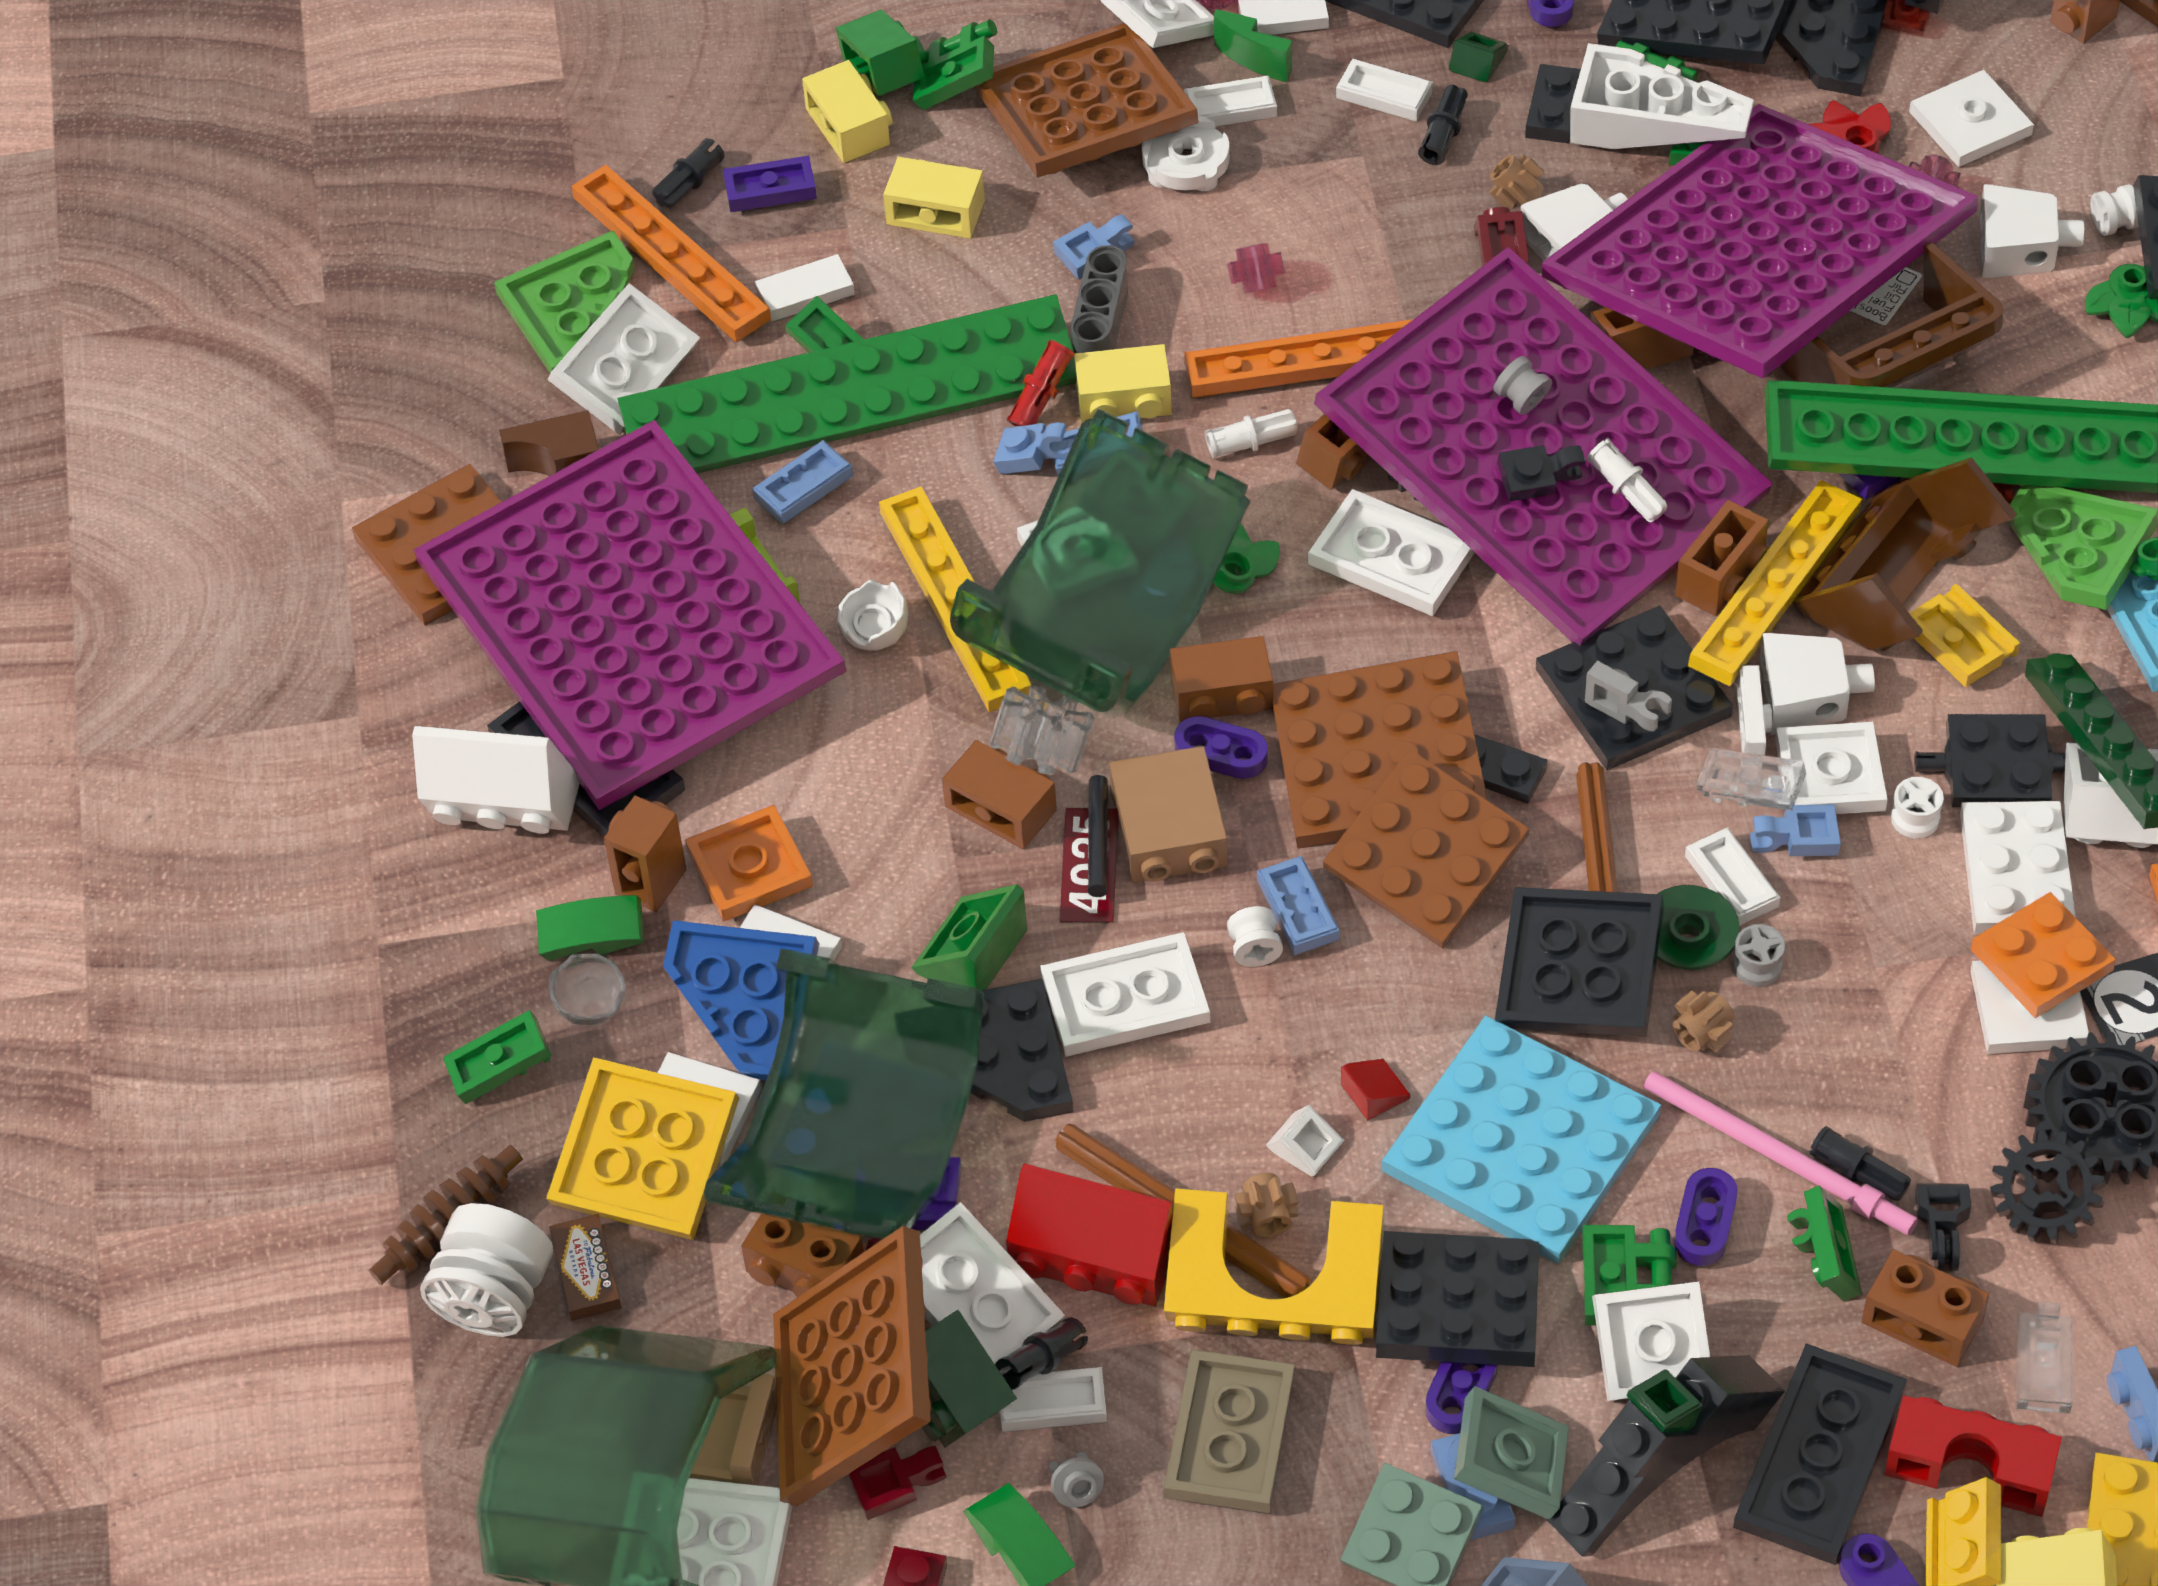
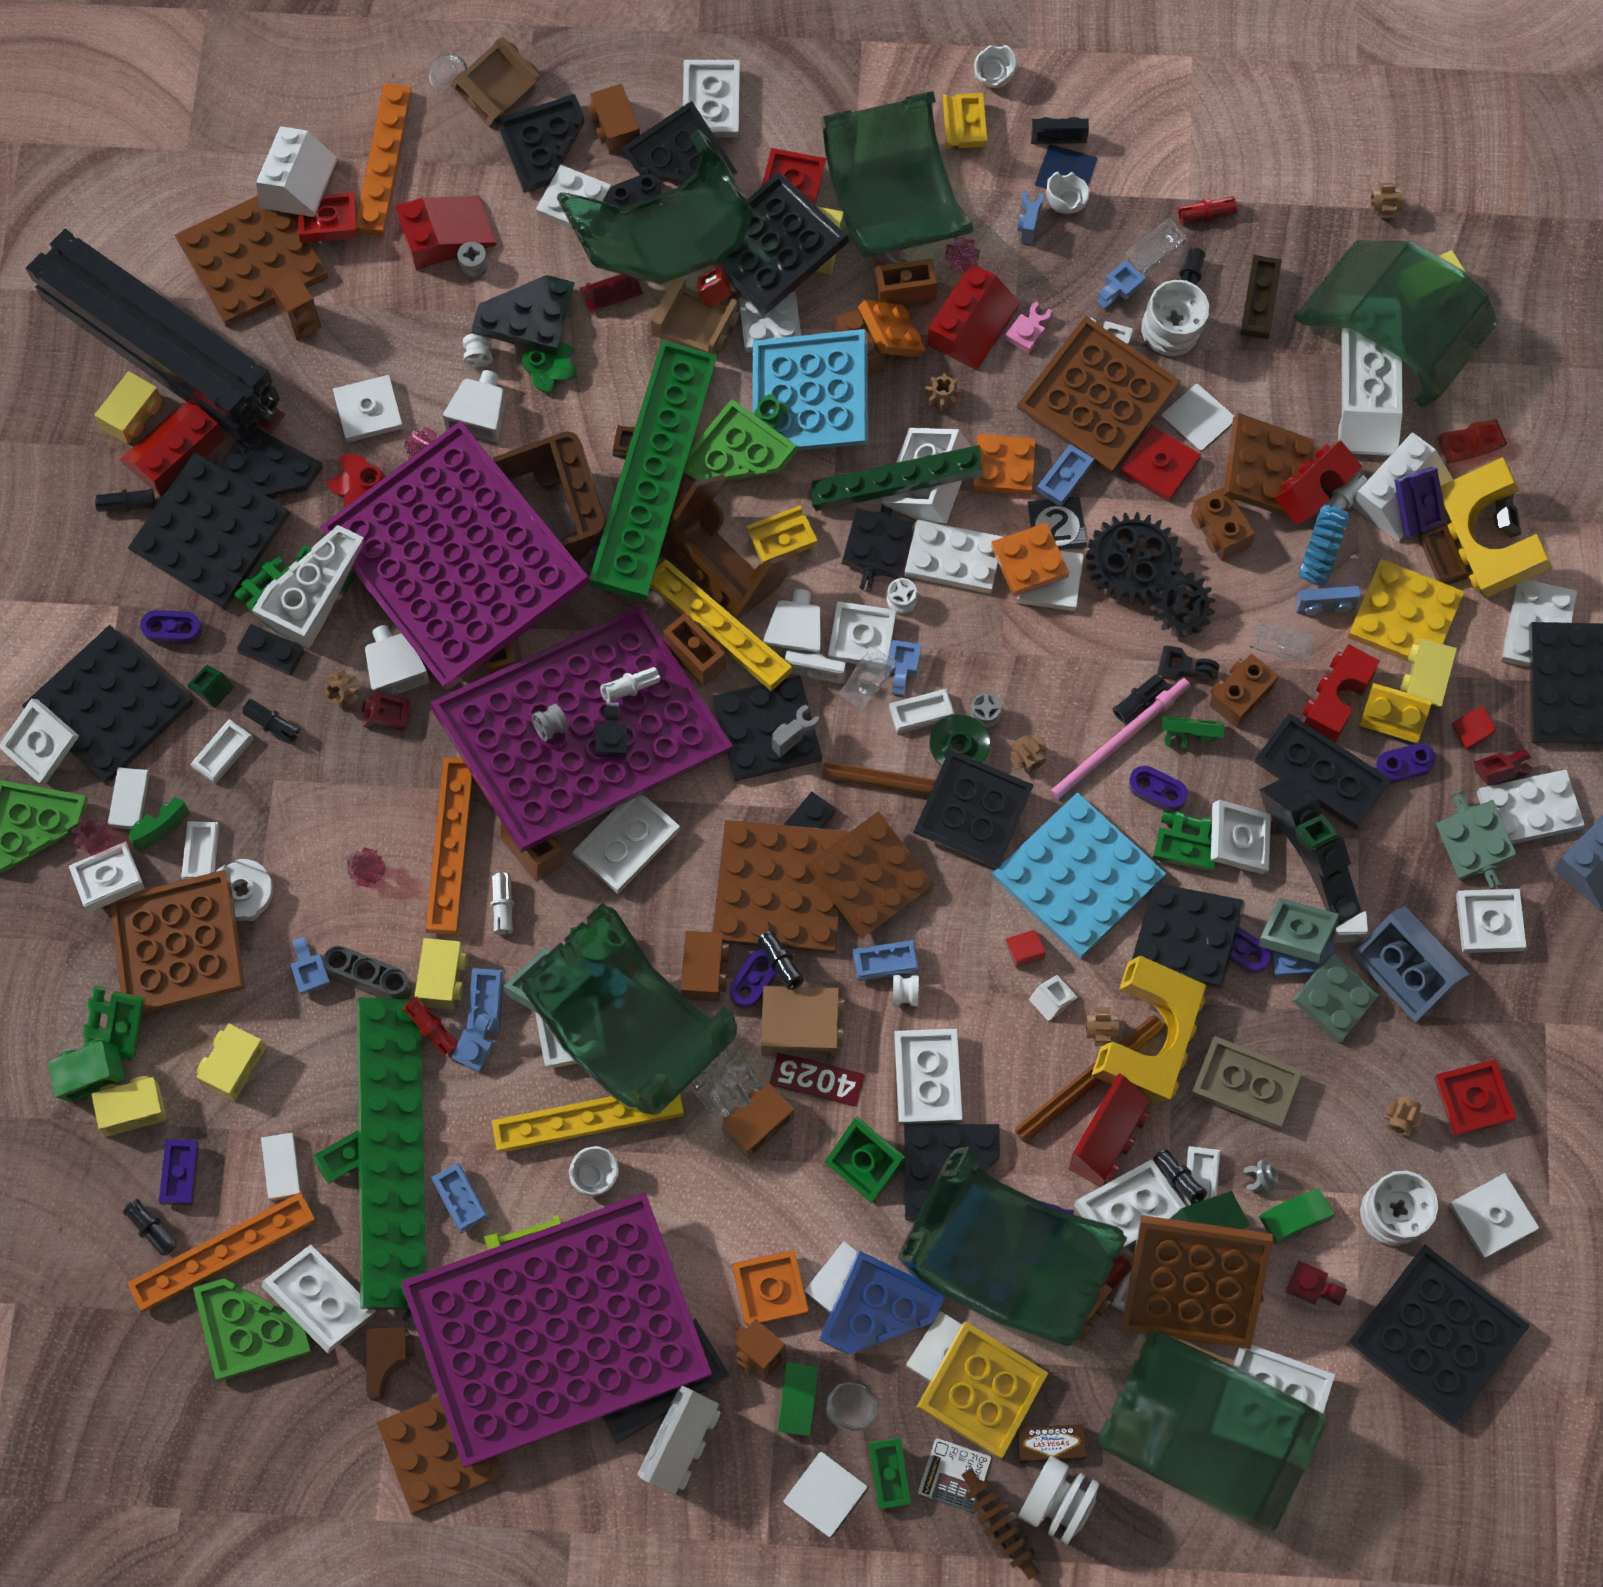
camera: 80 degrees left, 15 degrees up
(460, 998) = (825, 1494): none -> white sticker
(537, 1141) = (944, 1470): none -> sticker
(1098, 836) = (803, 1067): black bar -> none
(1249, 757) = (780, 960): none -> black pin
(1542, 1537) = (1352, 931): none -> white slope

